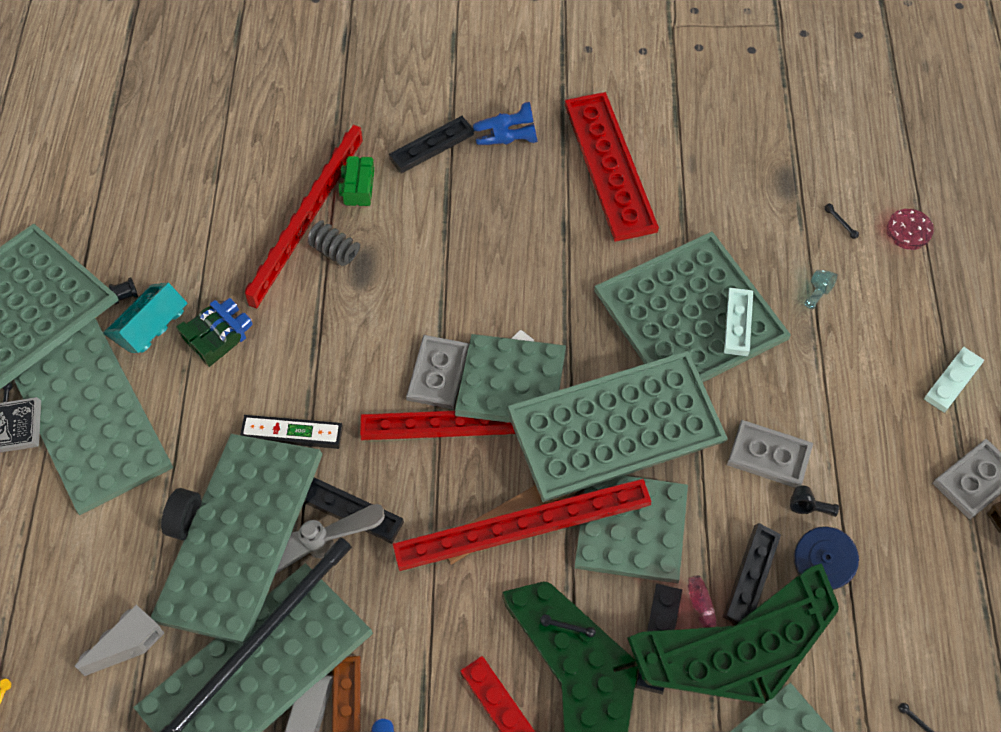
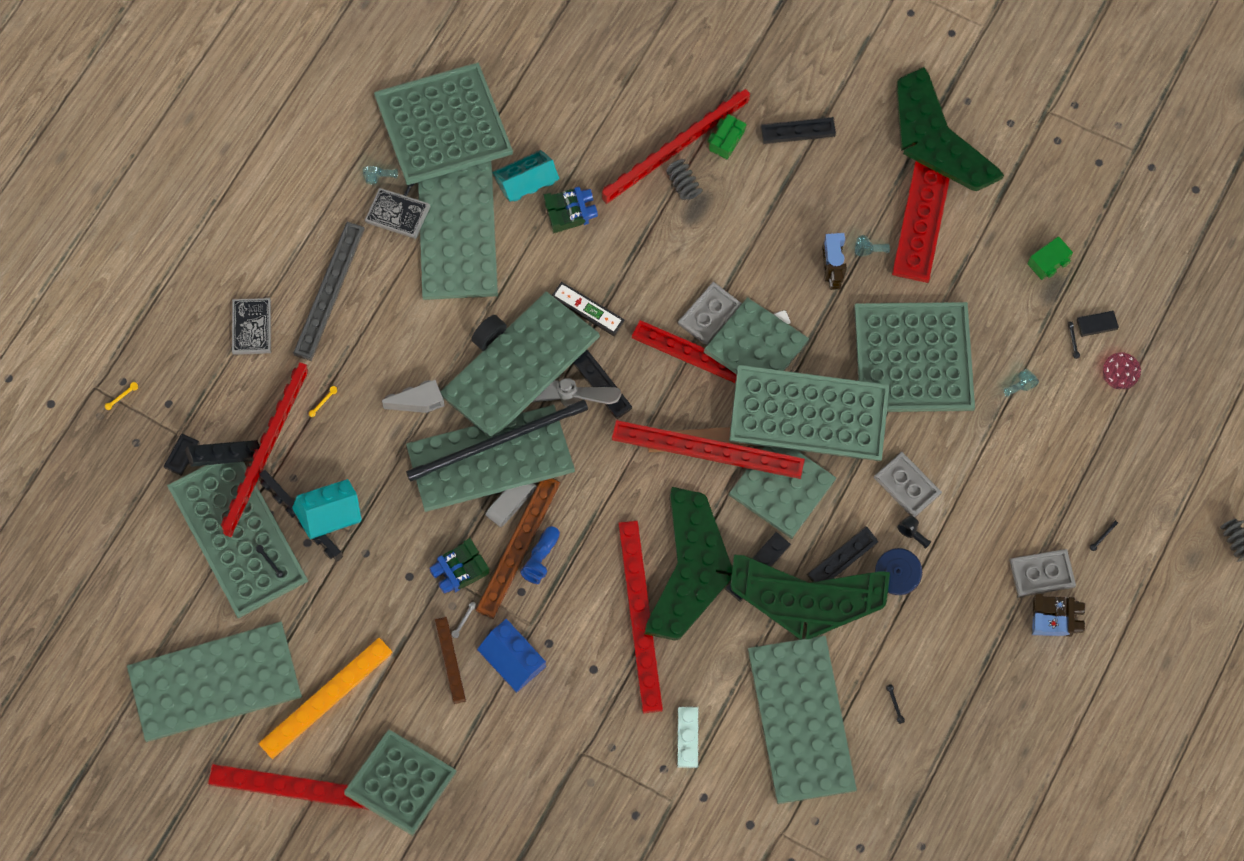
camera: 25 degrees right, 10 degrees up
(124, 290) = (520, 147): black bush -> none
(500, 125) = (856, 143): blue piece -> none
(546, 250) = (834, 260): none -> hips
(546, 621) = (689, 519): black hinge -> none
(570, 226) = (864, 246): none -> clear light blue bar
(576, 95) = (930, 139): none -> dark green wing
(701, 601) = (796, 557): clear pink tile -> none
(738, 322) = (940, 381): light aqua plate -> none
(767, 152) = (1050, 258): none -> green brick
(854, 194) = (1097, 323): none -> black tile
(954, 379) = (1074, 497): light aqua plate -> none

